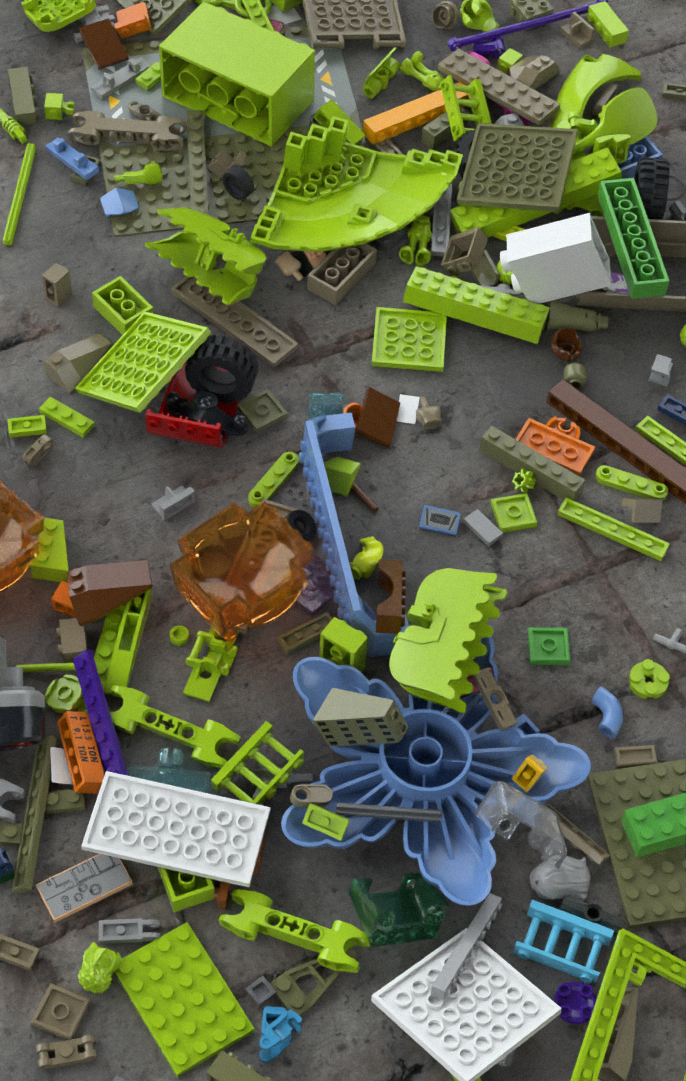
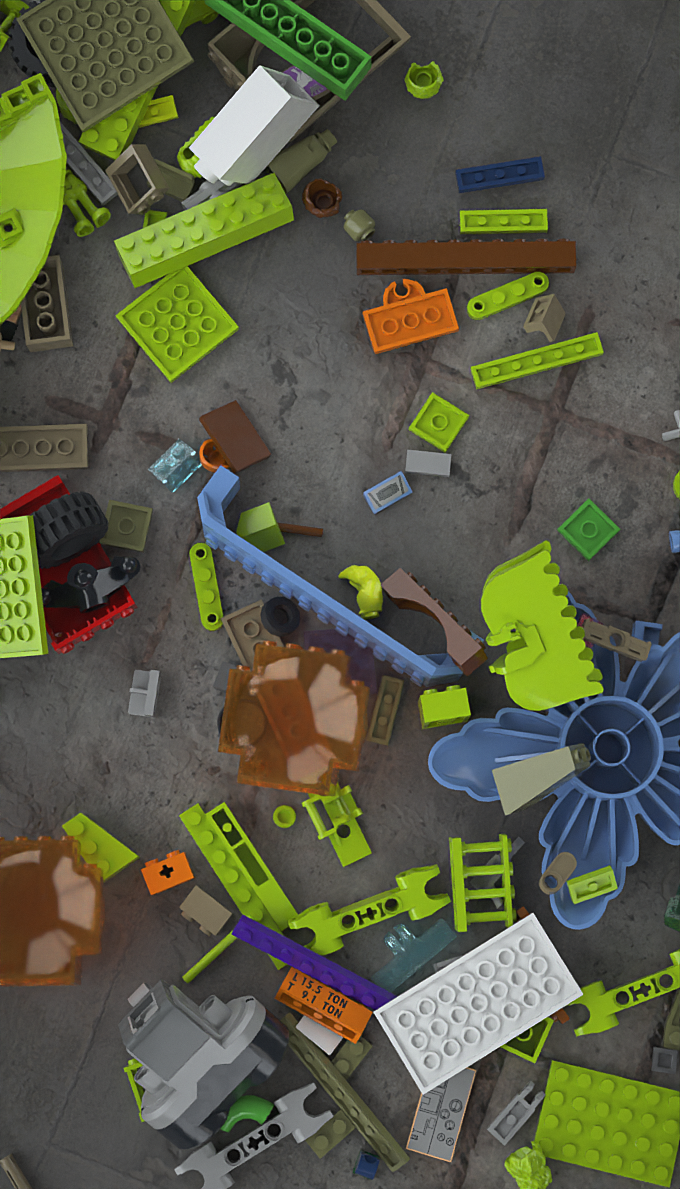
camera: 40 degrees left, 25 degrees up
(64, 694) = (251, 966): lime tile -> none
(105, 587) = (187, 840): reddish brown wedge -> none
(388, 812) = (628, 825): dark grey axle -> none
(407, 409) = (246, 397): white sticker -> none
(428, 415) = (273, 389): dark tan piece -> none
(519, 456) = (411, 360): olive brick -> none
(524, 480) = (420, 383): lime gear -> none
(661, 370) = (426, 147): light grey window -> none

